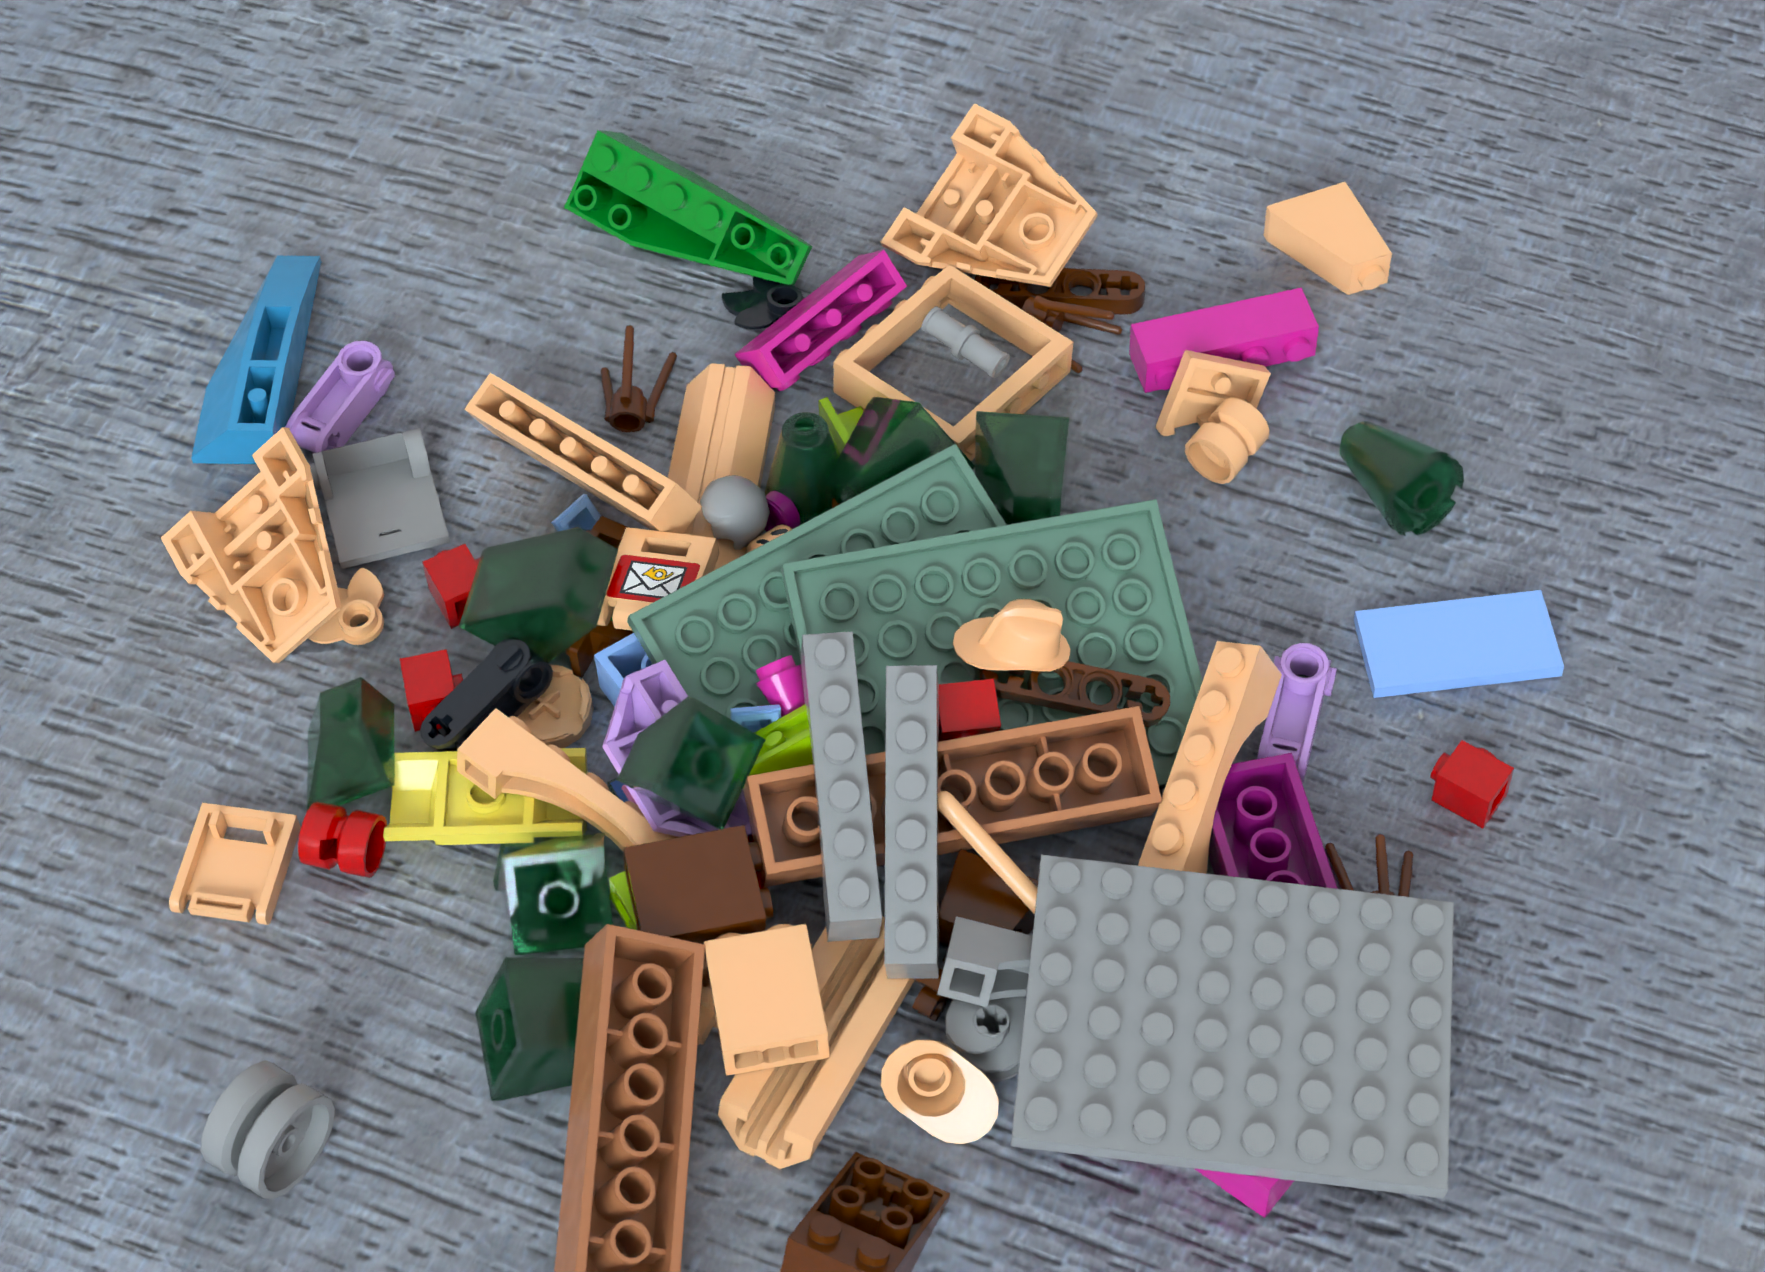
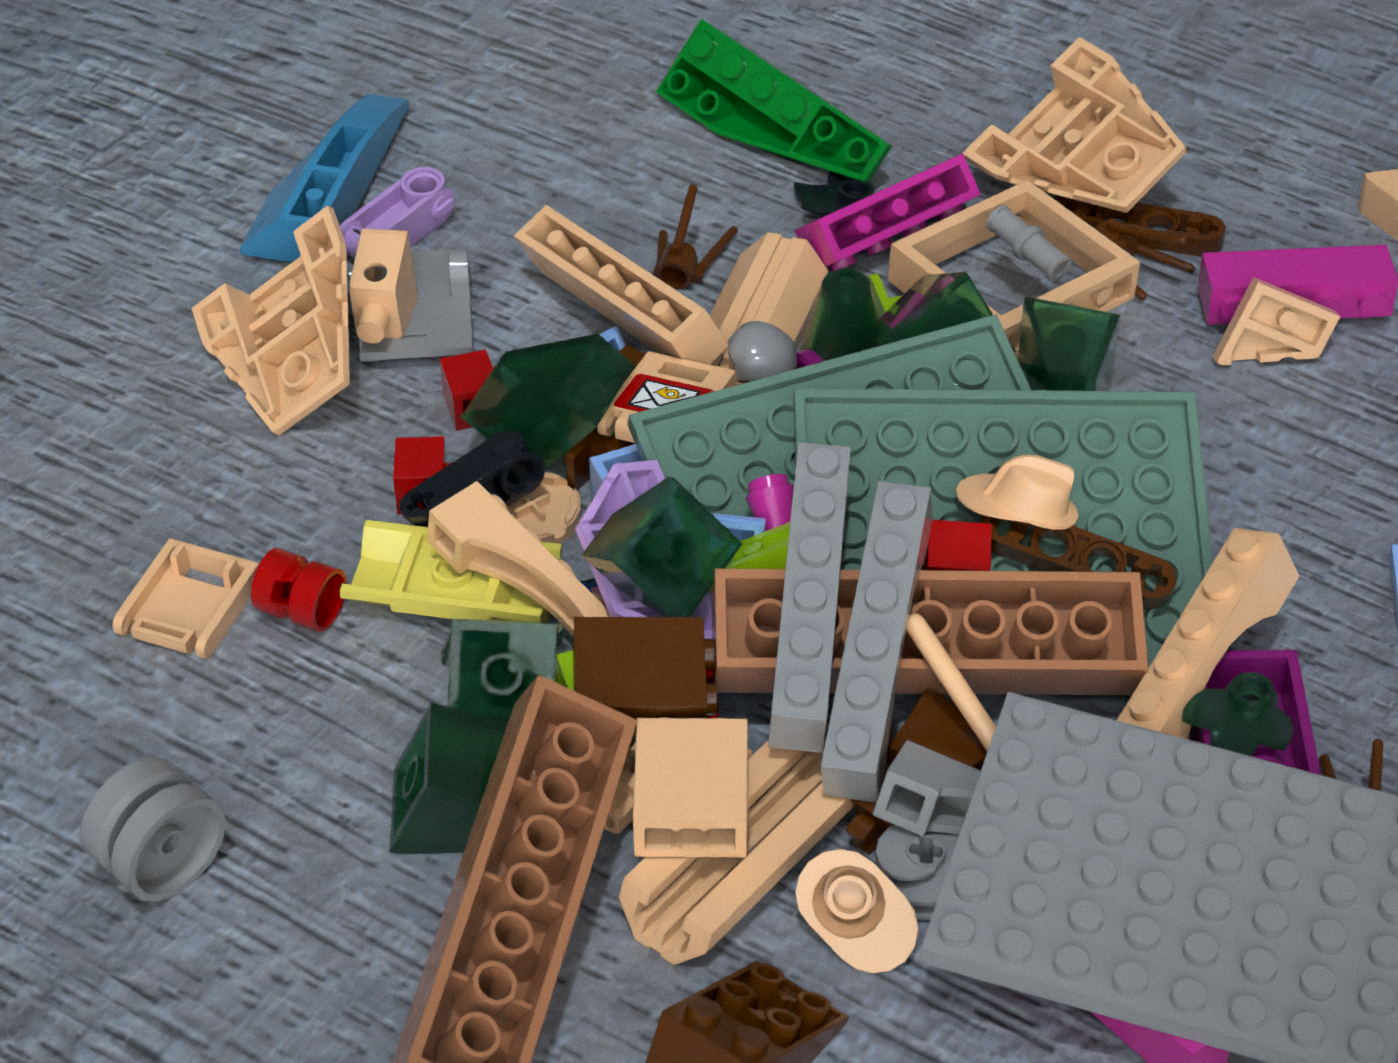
camera: 10 degrees right, 10 degrees down
(350, 744) = (330, 502): clear green slope -> none
(351, 508) = (384, 305): none -> light nougat torso
(359, 605) = (363, 402): light nougat plate -> none
(1227, 440) = (1284, 372): light nougat wheel -> none
(1251, 844) = (1241, 715): none -> clear green plate
(1297, 704) = (1315, 614): lavender piece -> none

